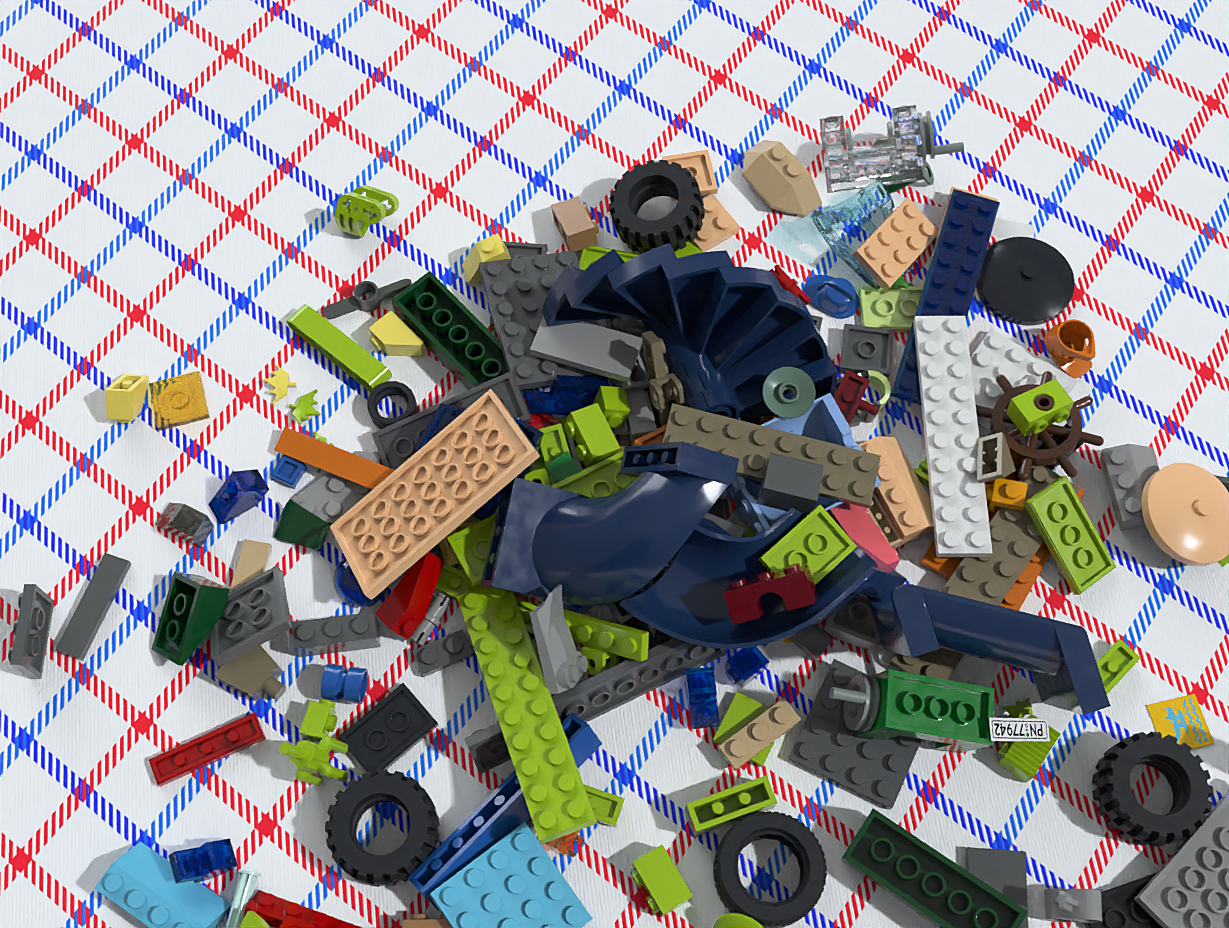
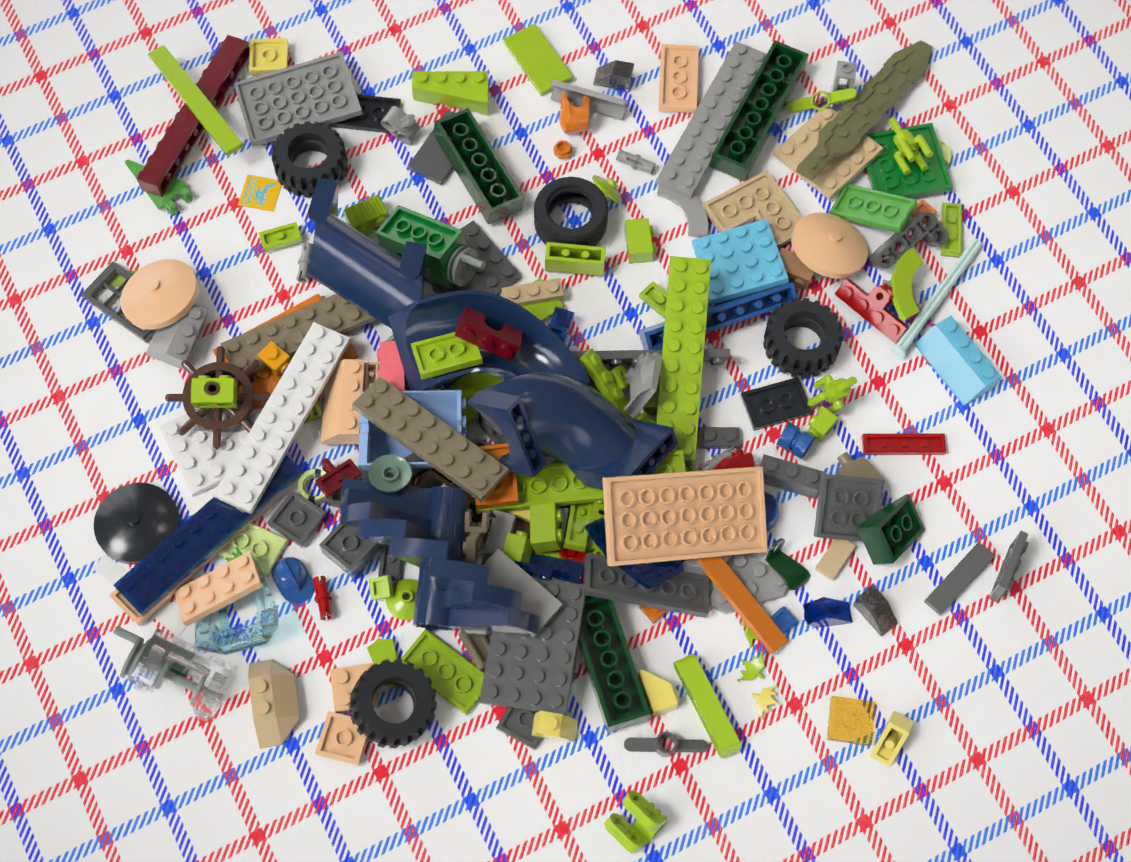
camera: 155 degrees left, 0 degrees up
(203, 862) = (926, 370): clear blue brick -> none
(387, 389) = (683, 619): black tyre -> none
(563, 467) = (578, 512): green tile -> none
(574, 224) = (466, 729): medium nougat brick -> none
(790, 484) = (429, 404): dark grey slope -> none
(993, 458) = (271, 375): dark tan slope -> none
(1019, 729) = (372, 212): white sticker -> none
(1069, 349) = (147, 450): orange helmet -> none
(1070, 535) = (249, 318): lime tile -> none

